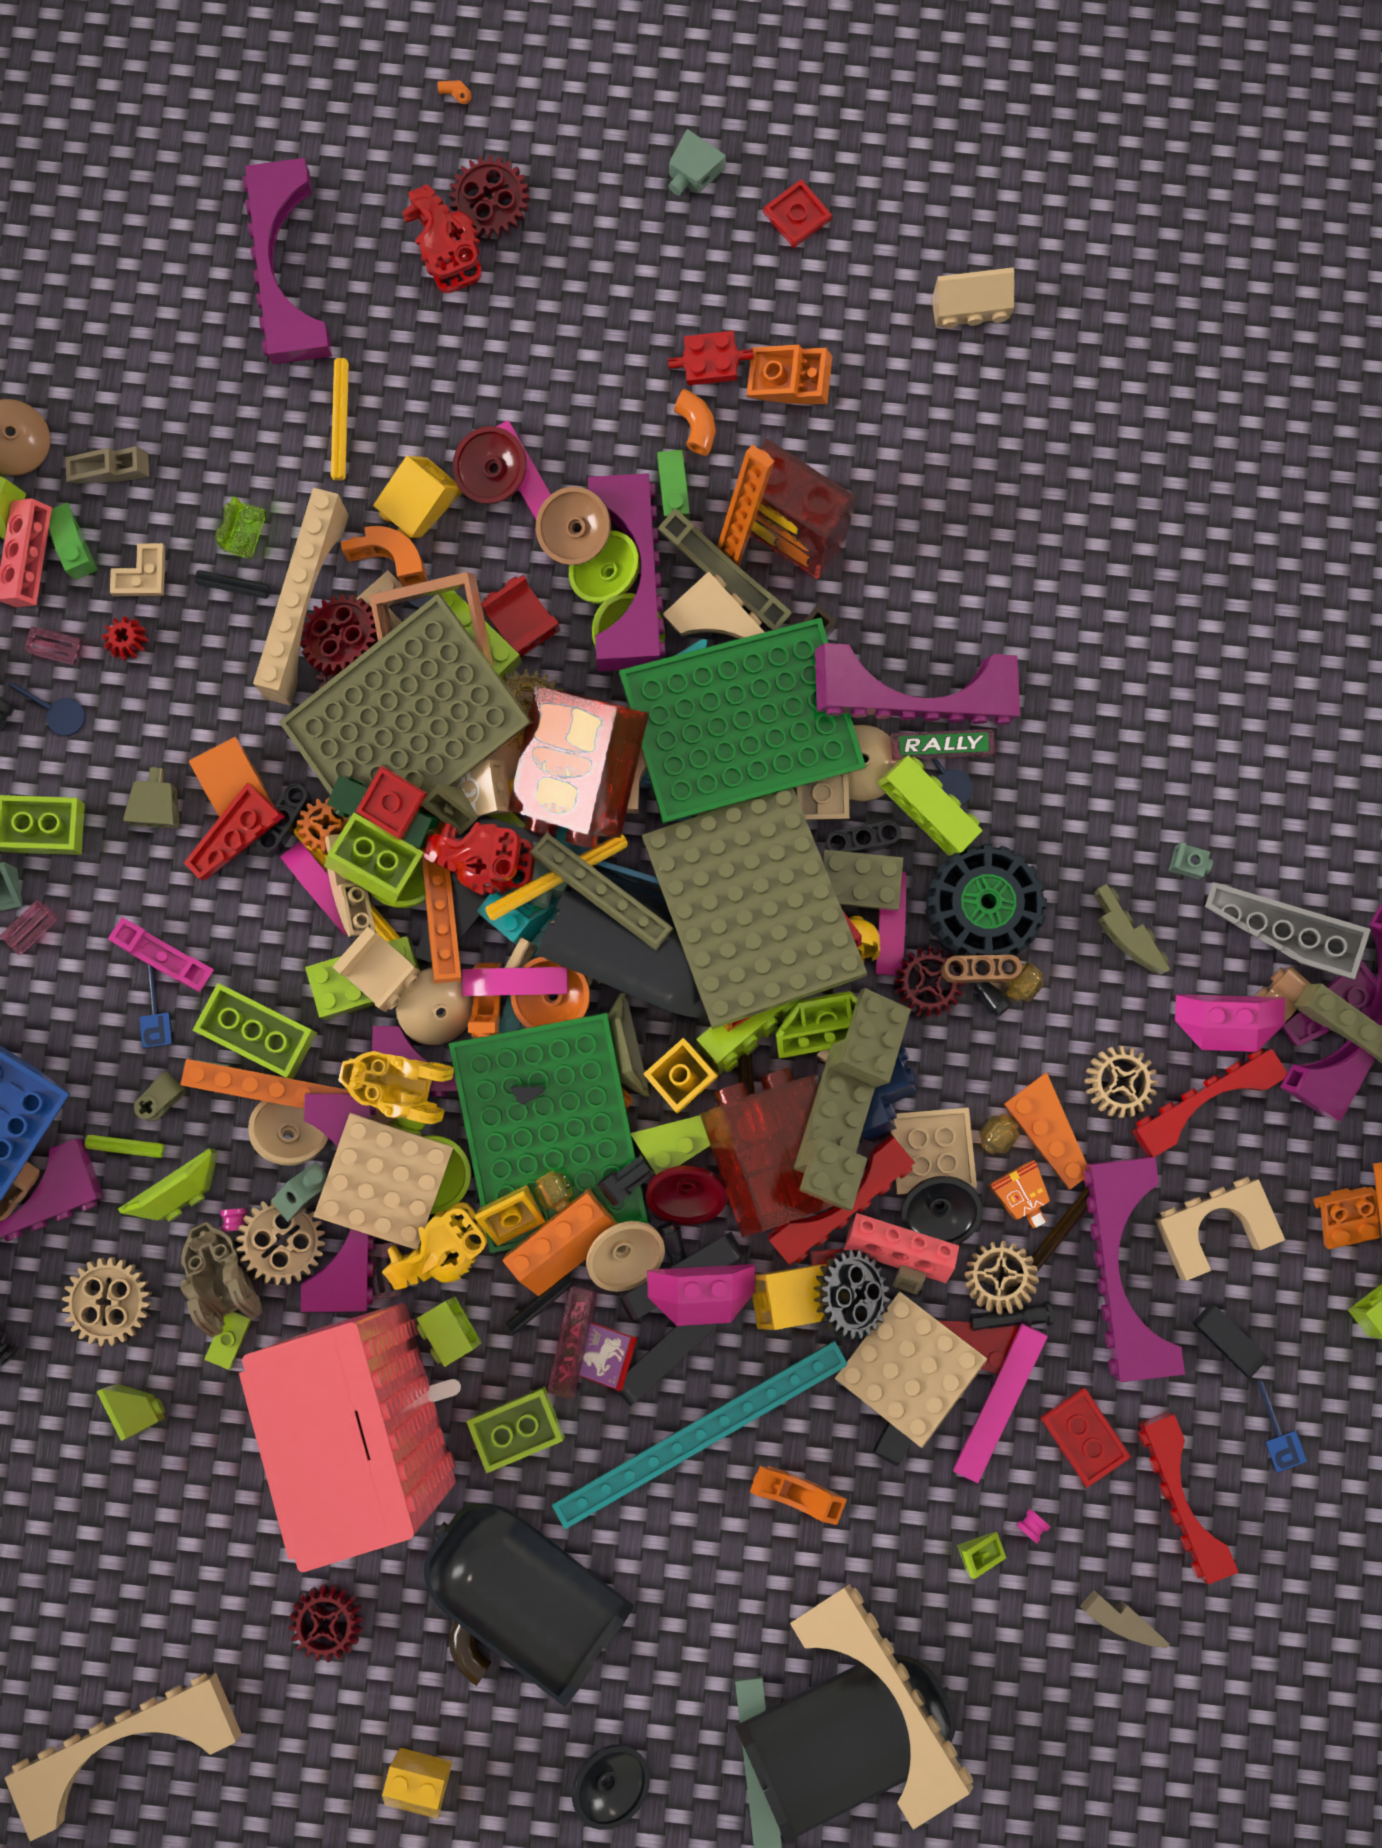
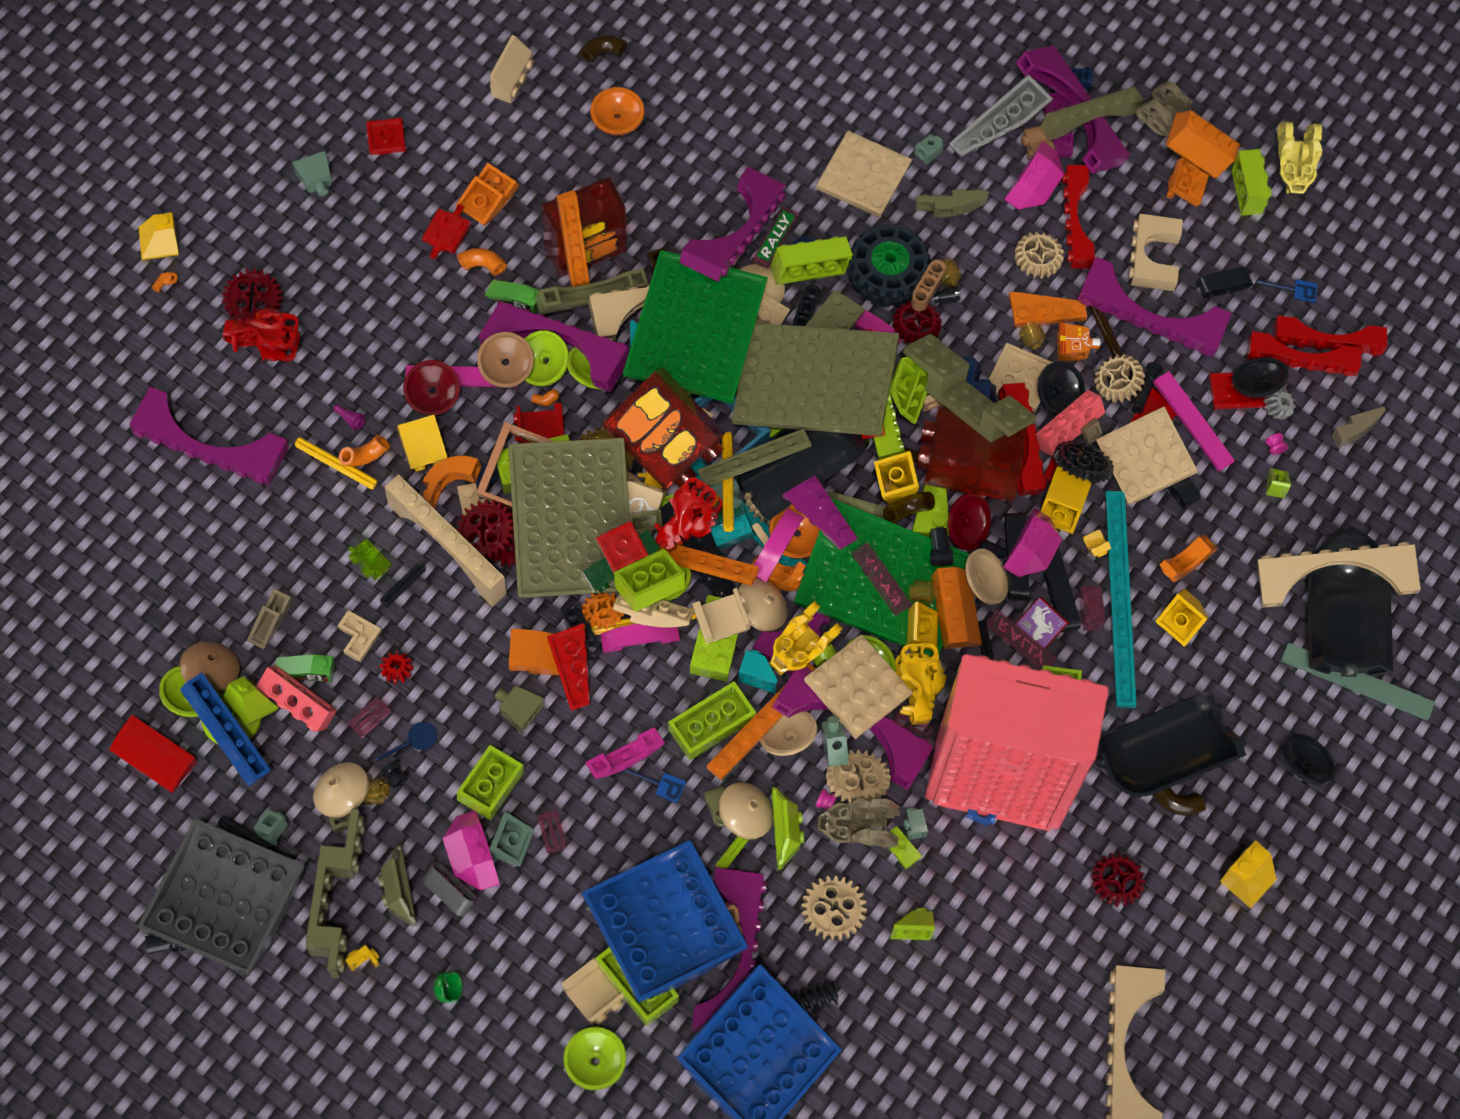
camera: 65 degrees left, 15 degrees down
(164, 1117) = (740, 815): none -> tan dish
(262, 1336) = (915, 824): none -> sand green brick
(339, 1045) = (757, 672): none -> teal slope
(365, 442) = (364, 454): none -> orange cylinder
(404, 404) = (353, 419): none -> magenta cone
(506, 50) = (158, 237): none -> yellow slope
(527, 1092) = (854, 569): black slope -> none
(541, 1131) = (881, 579): none -> clear pink tile
(561, 604) = (547, 399): none -> orange arm
(579, 1007) = (821, 511): none -> magenta wing
(658, 1111) = (909, 505): none -> dark brown cylinder
(663, 1407) = (1092, 608): none -> clear pink brick
(718, 1528) = (1183, 617): none -> yellow slope
(753, 1368) = (1096, 543): none -> yellow bracket
(1000, 441) = (617, 103): none -> orange dish
(1083, 384) = (601, 45): none -> dark brown cylinder
(1092, 1501) = (1280, 404): none -> light grey gear
(1103, 801) = (864, 174): none -> tan plate
(1120, 1452) = (1260, 377): none -> black dish
(1211, 1466) = (1295, 333): none -> red arch

